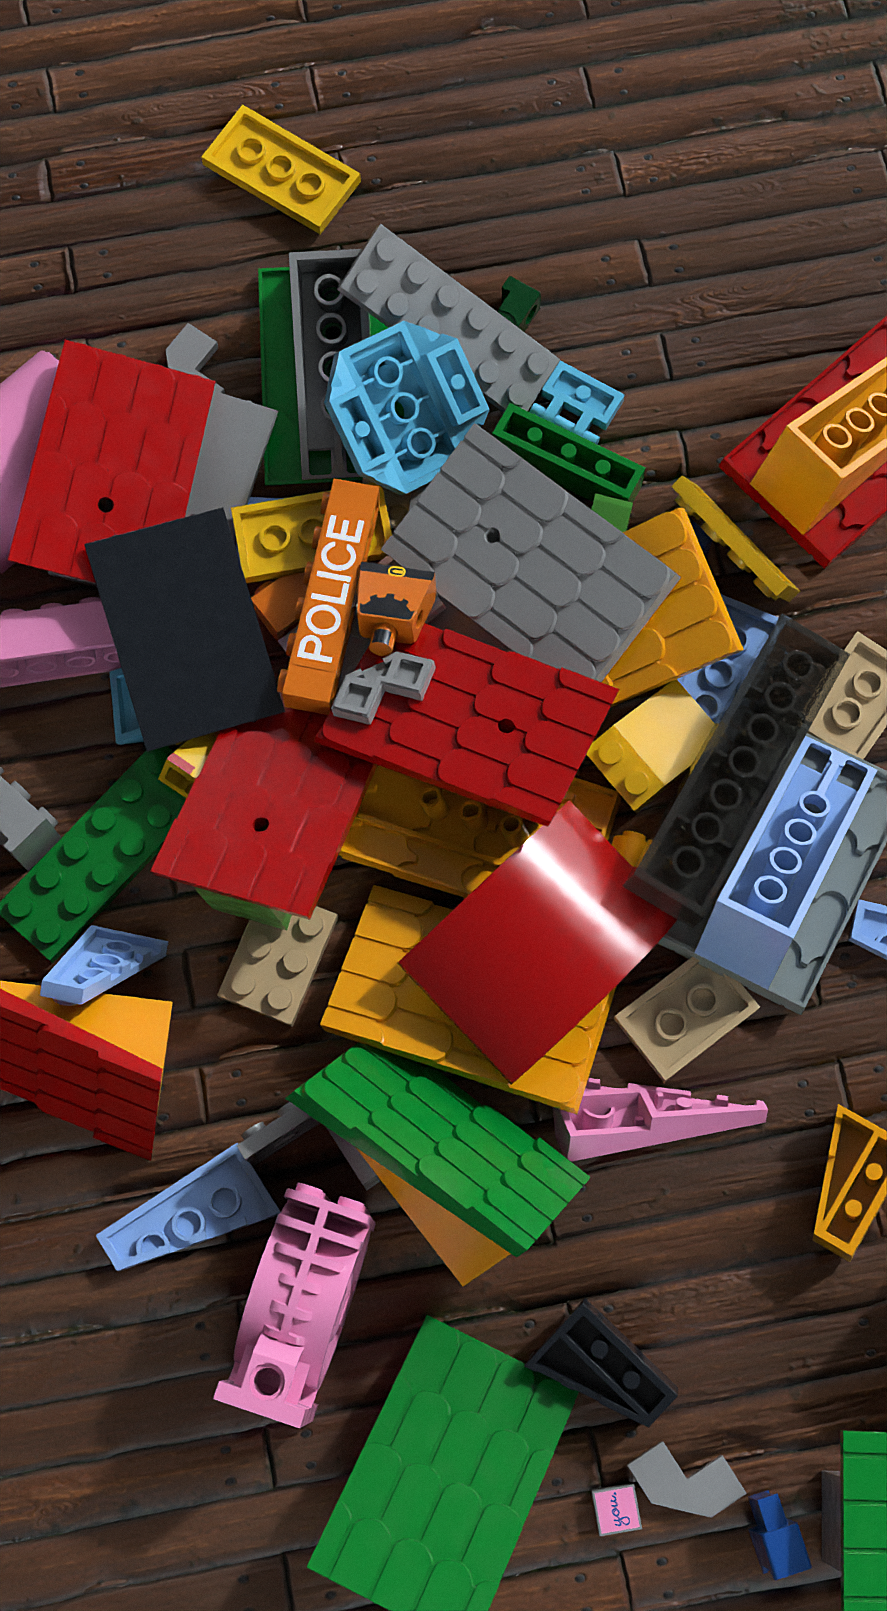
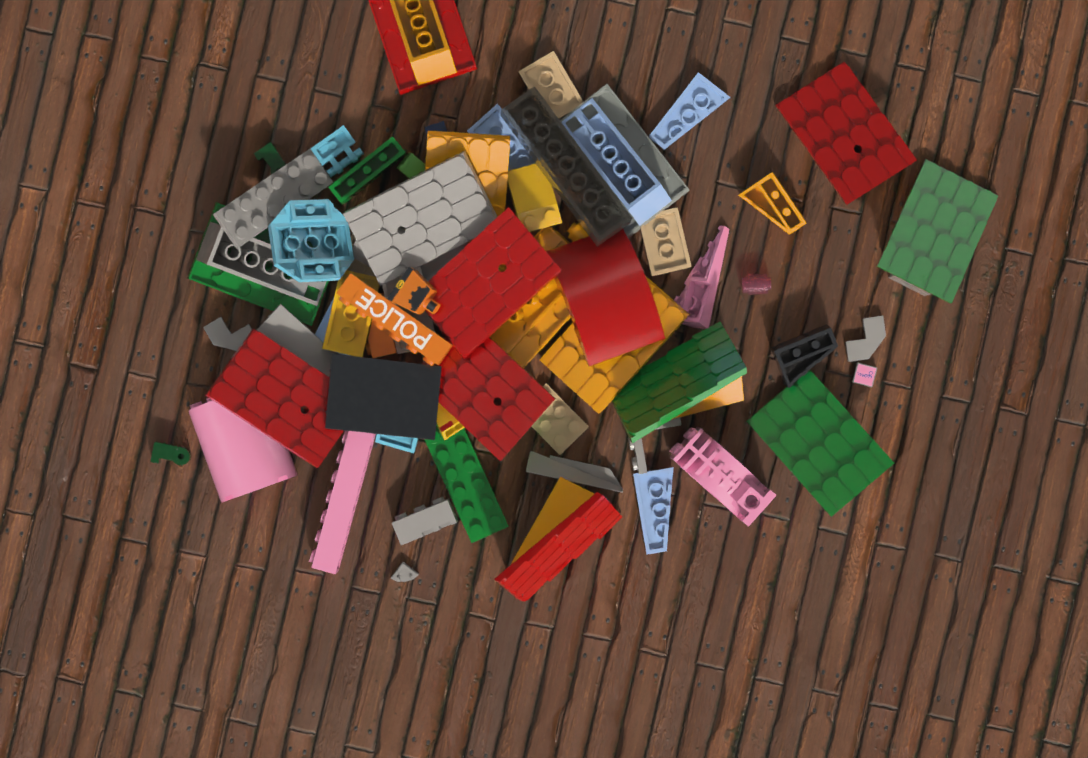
camera: 65 degrees left, 15 degrees up
(99, 962) = (526, 502): light blue wing -> none
(195, 1031) = (573, 471): none -> light grey wedge
(281, 169) = (134, 242): yellow plate -> none
(364, 690) = (450, 307): light grey tile -> none
(689, 1216) = (756, 284): none -> clear pink brick
(725, 531) = (447, 108): yellow plate -> none
(776, 1538) = (906, 312): blue piece -> none

